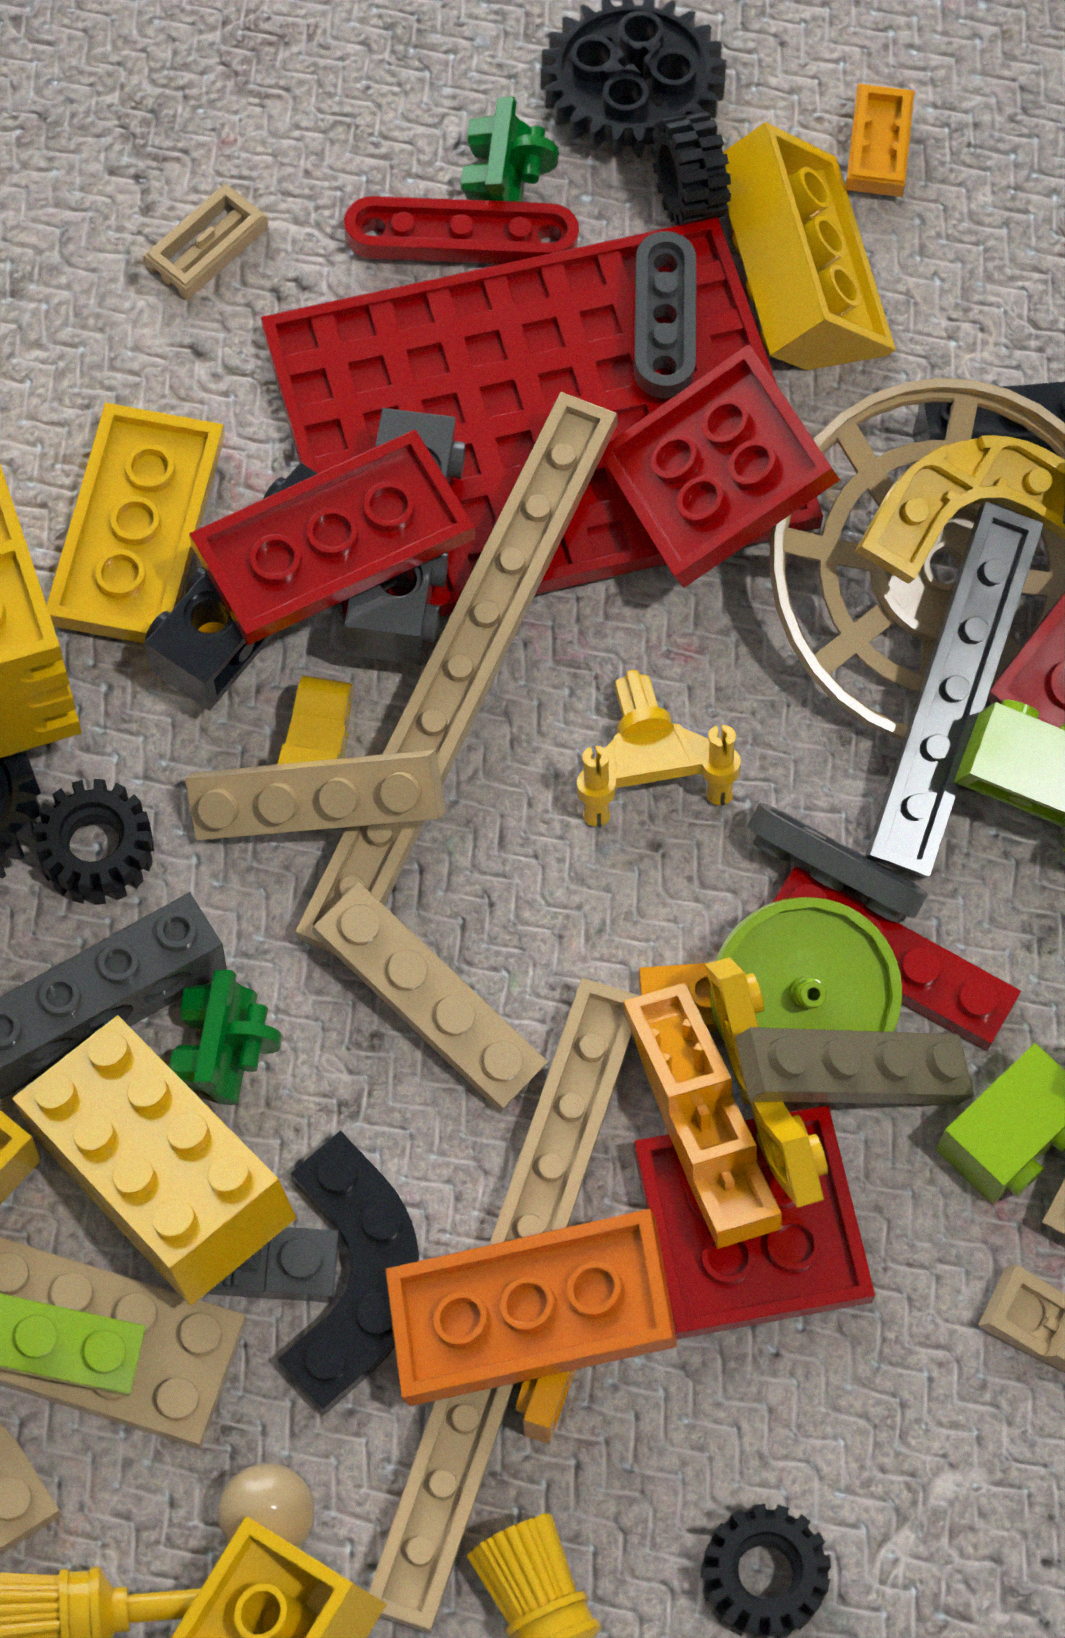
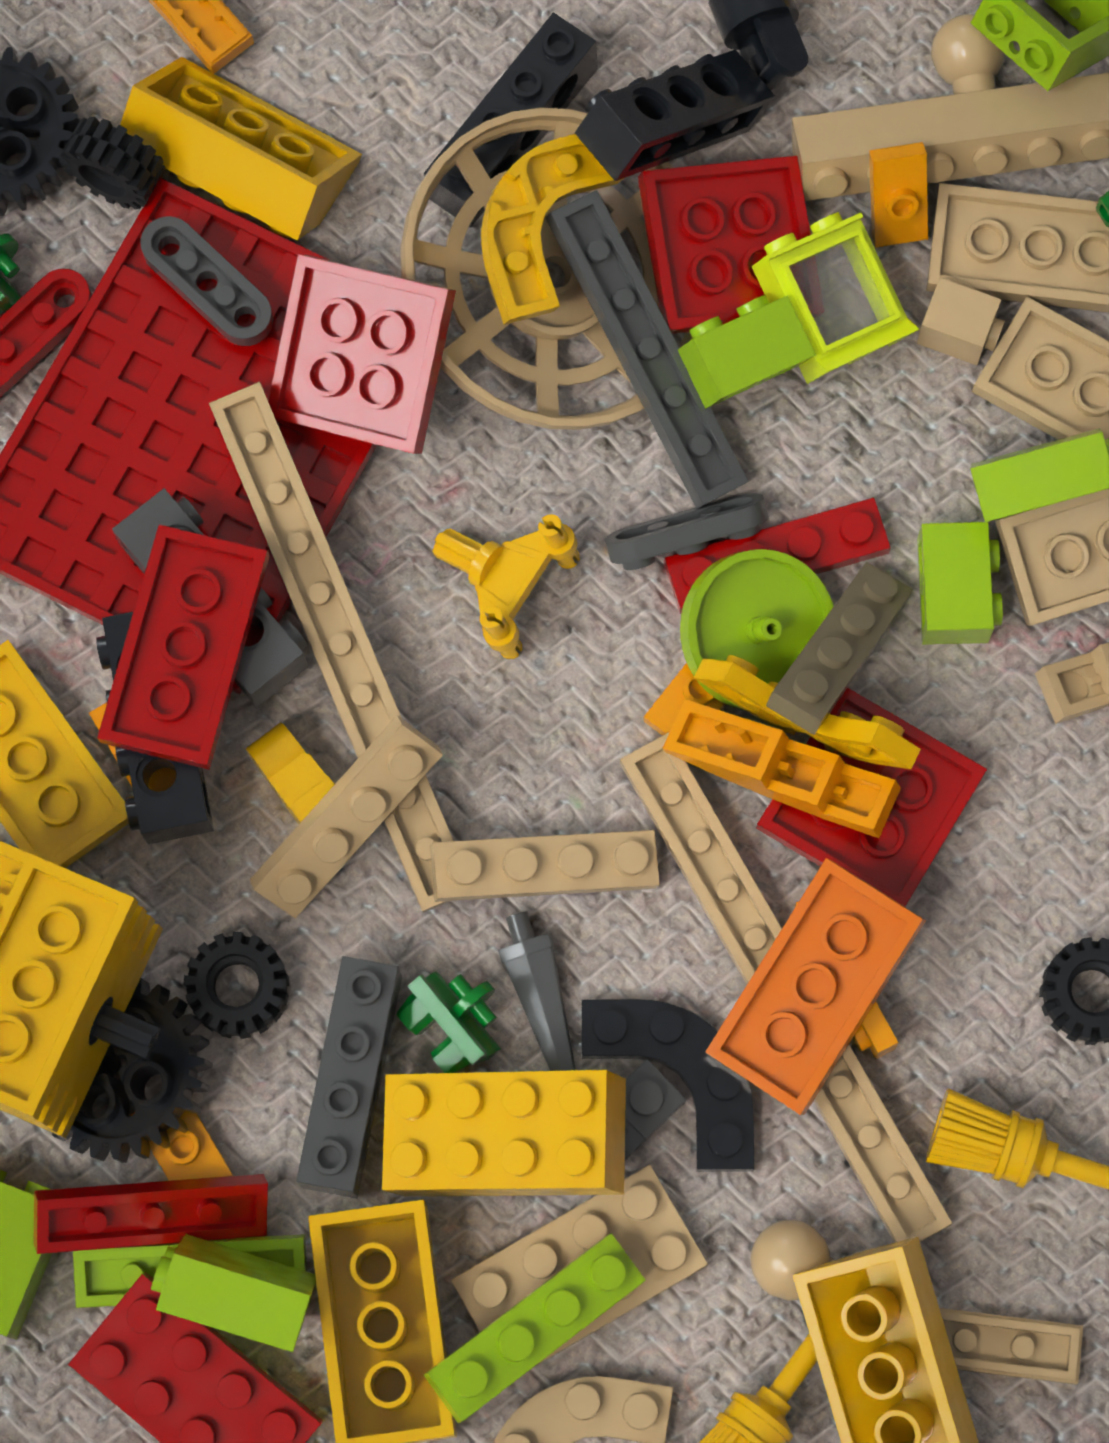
camera: 40 degrees left, 10 degrees up
(323, 1081) = (536, 981): none -> dark grey bar

